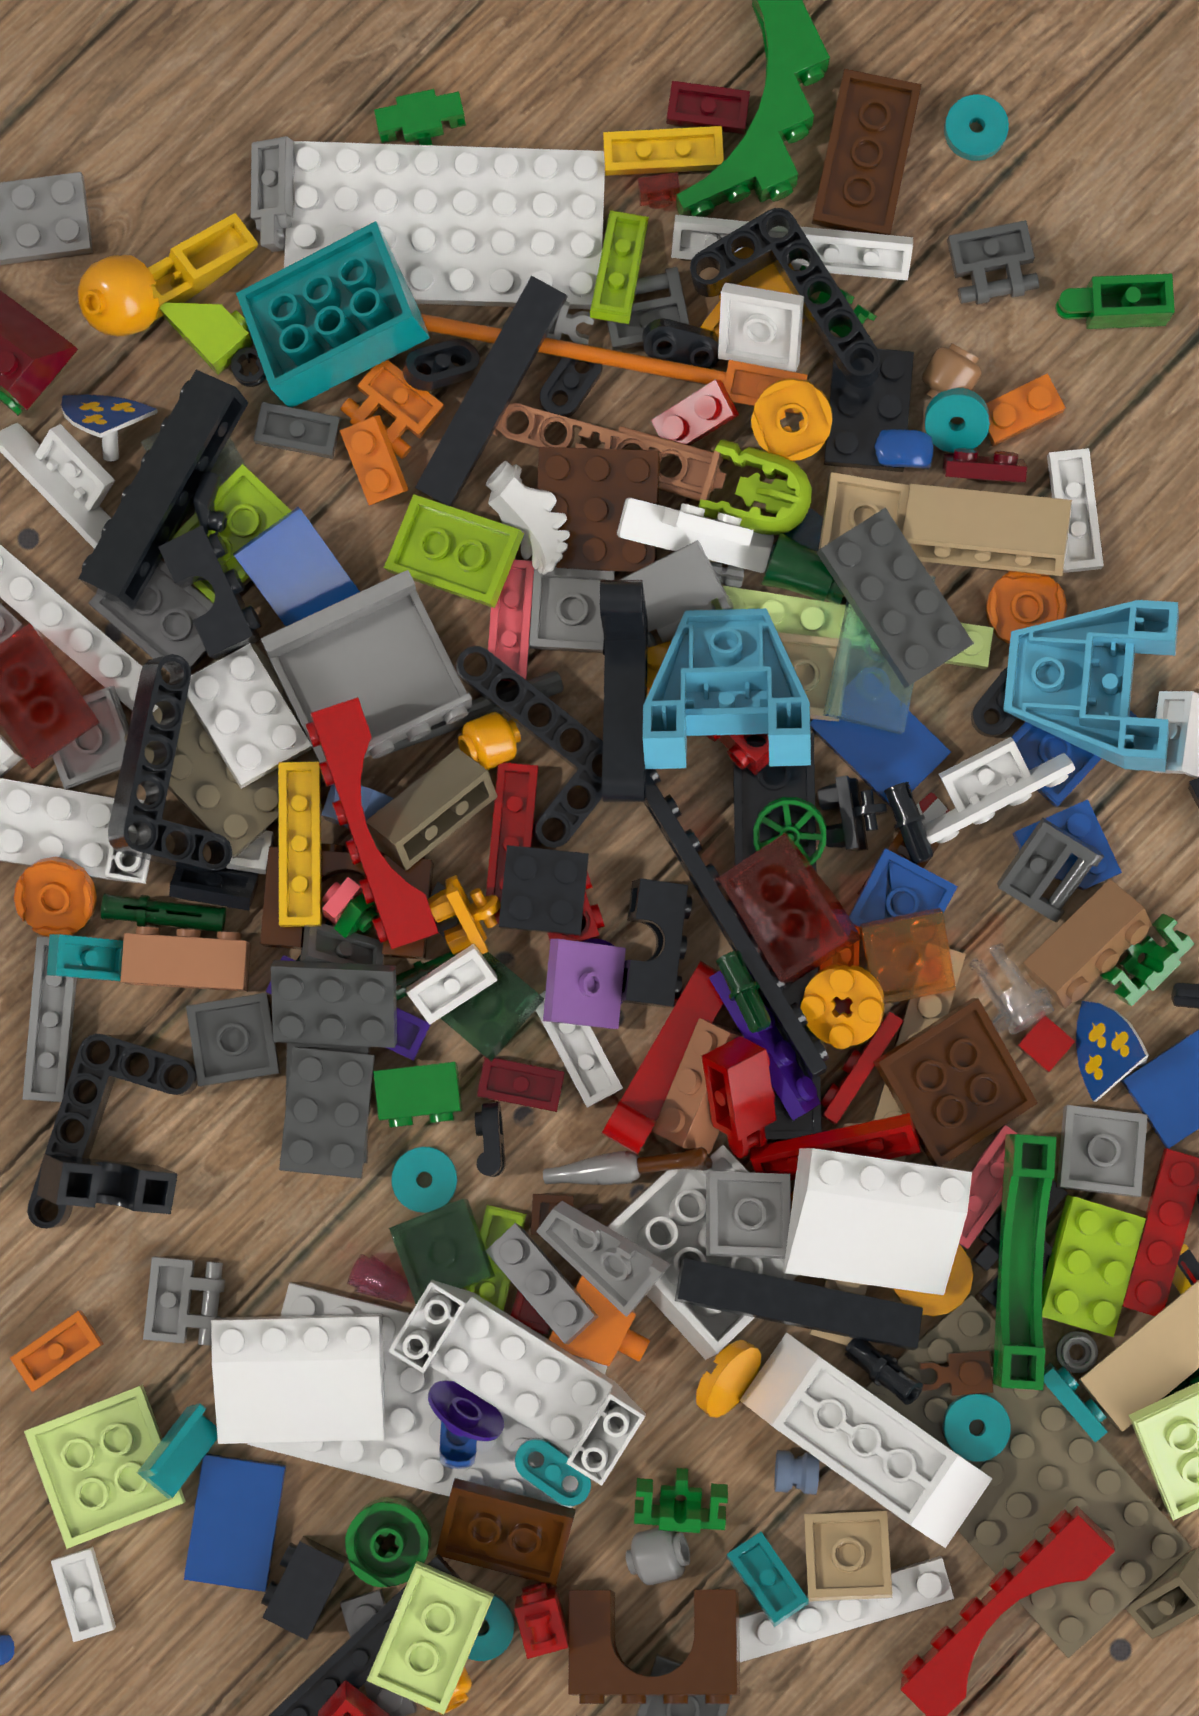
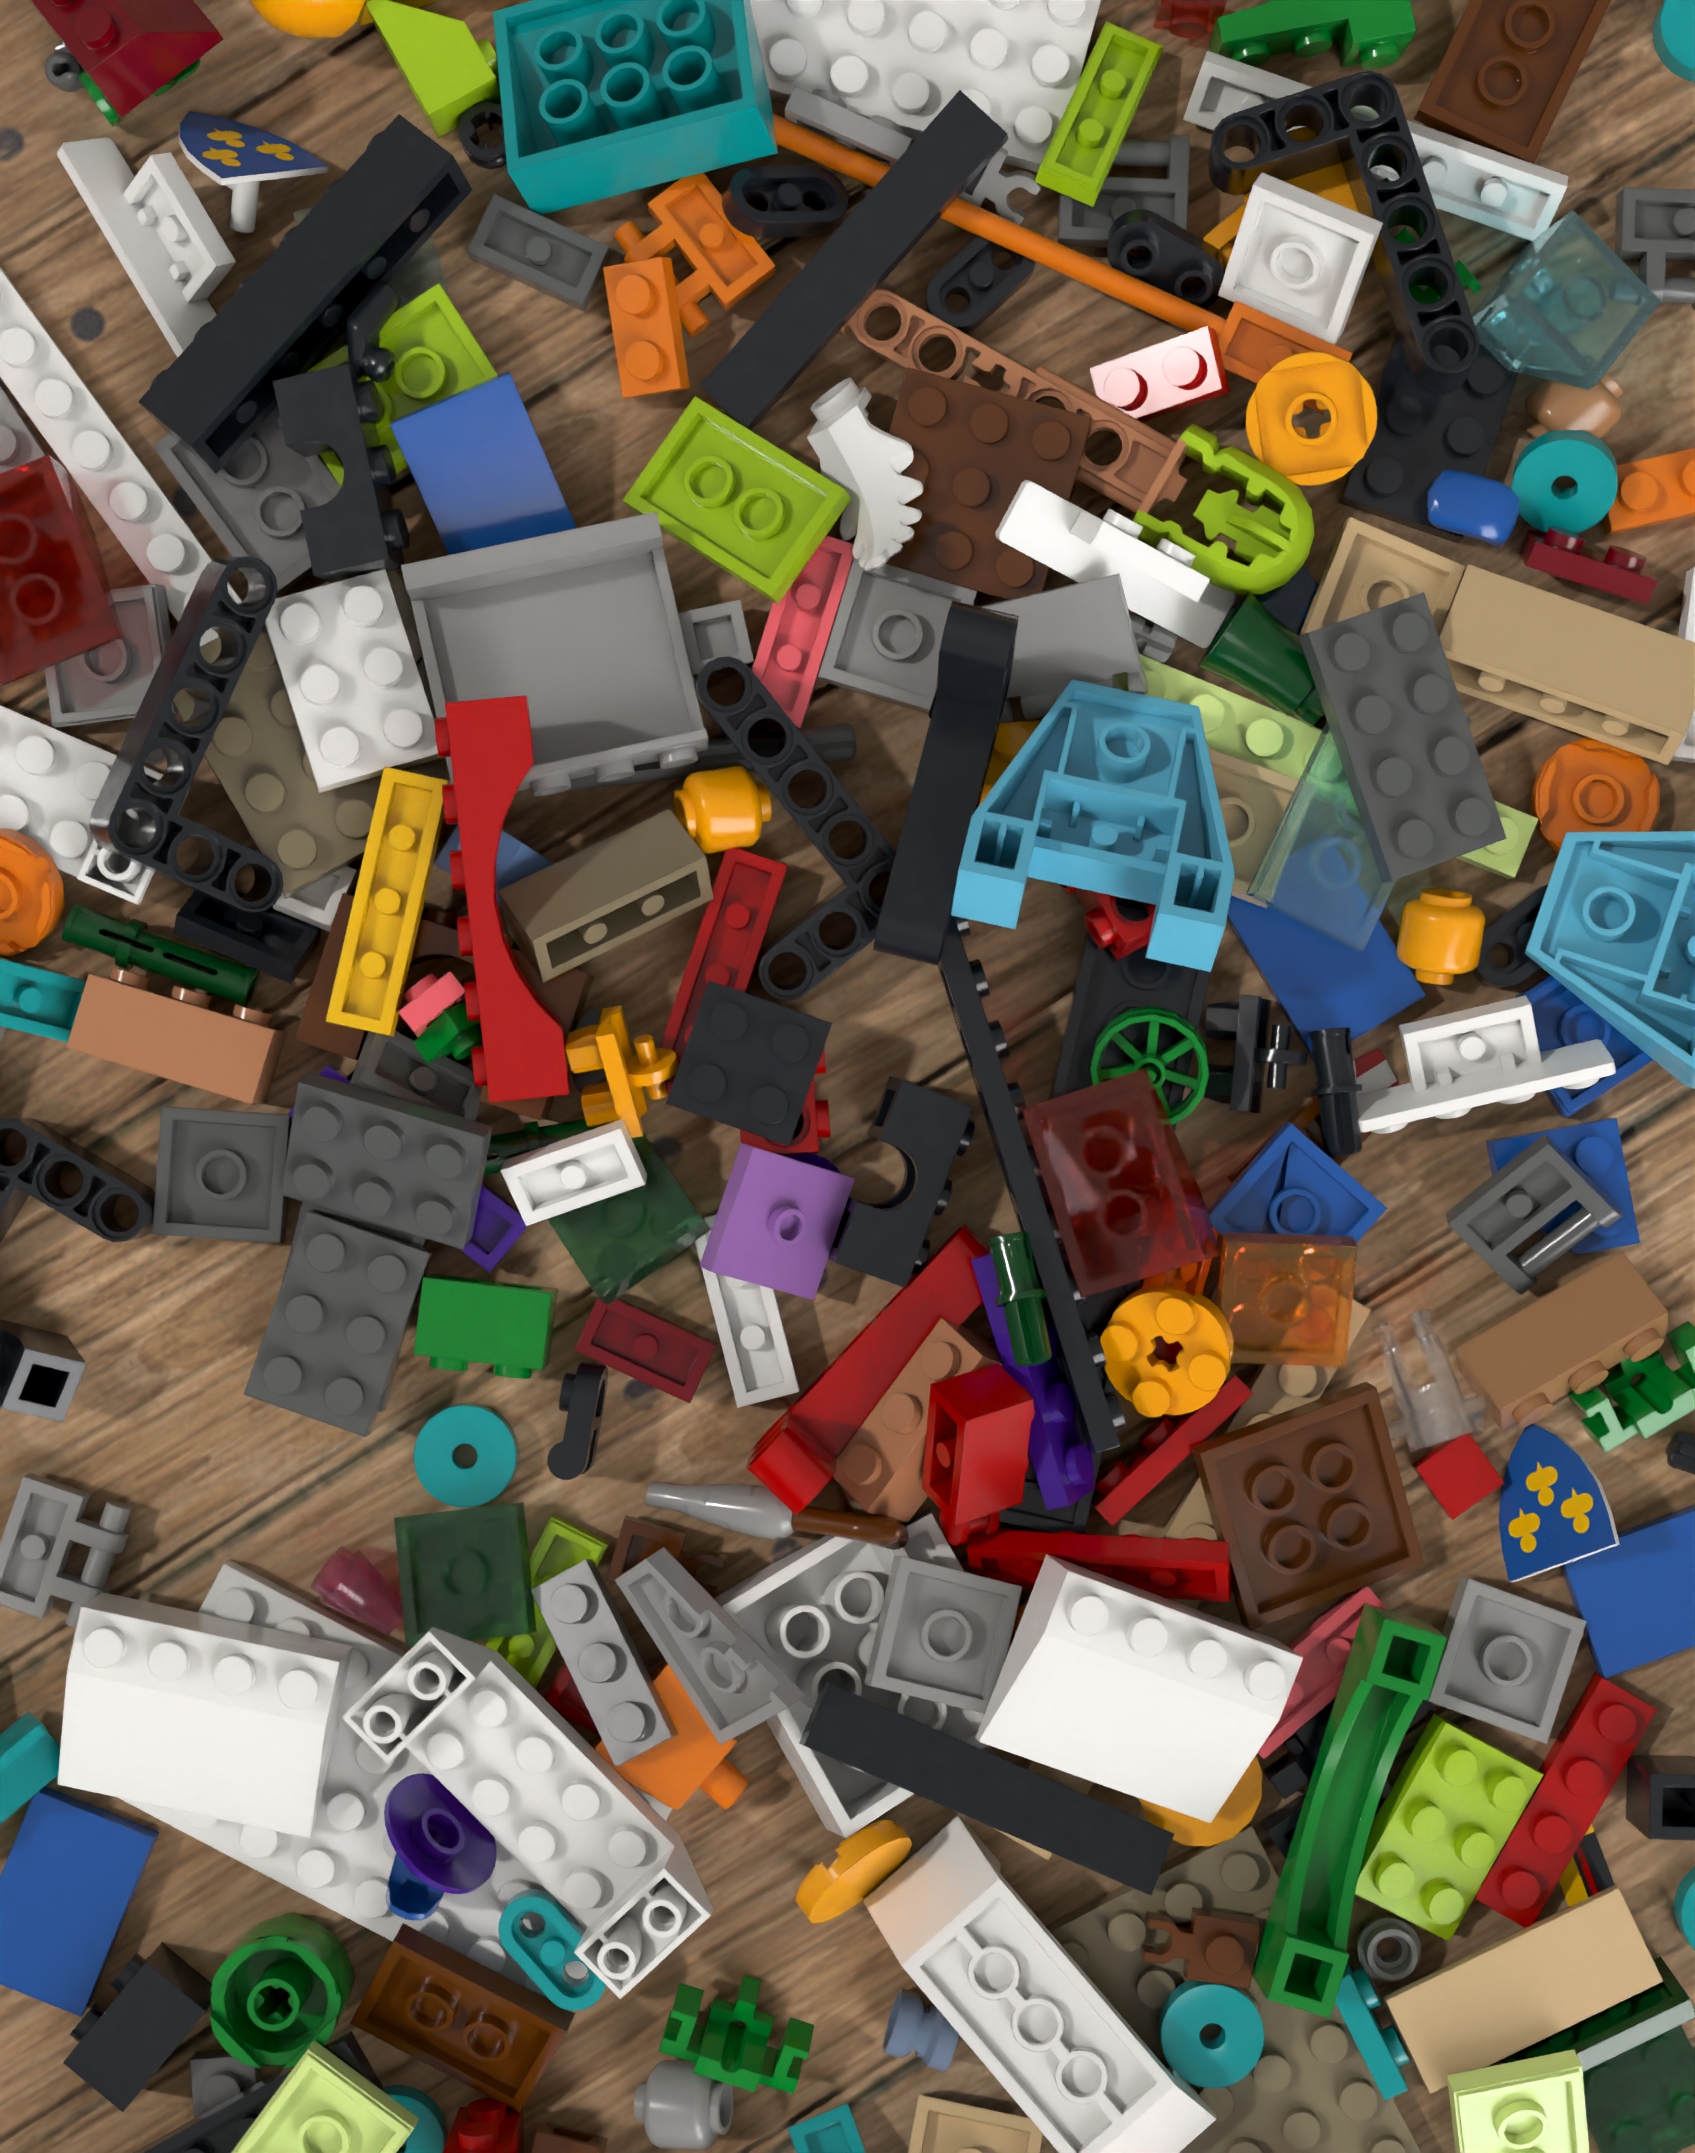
camera: 10 degrees right, 5 degrees up
(456, 308) = (829, 116): none -> light grey plate
(460, 634) = (715, 633): none -> light grey plate
(884, 1370) = (1092, 1915): black pin -> none
(929, 317) = (1564, 307): none -> clear light blue slope
(950, 712) = (1440, 935): none -> light orange head

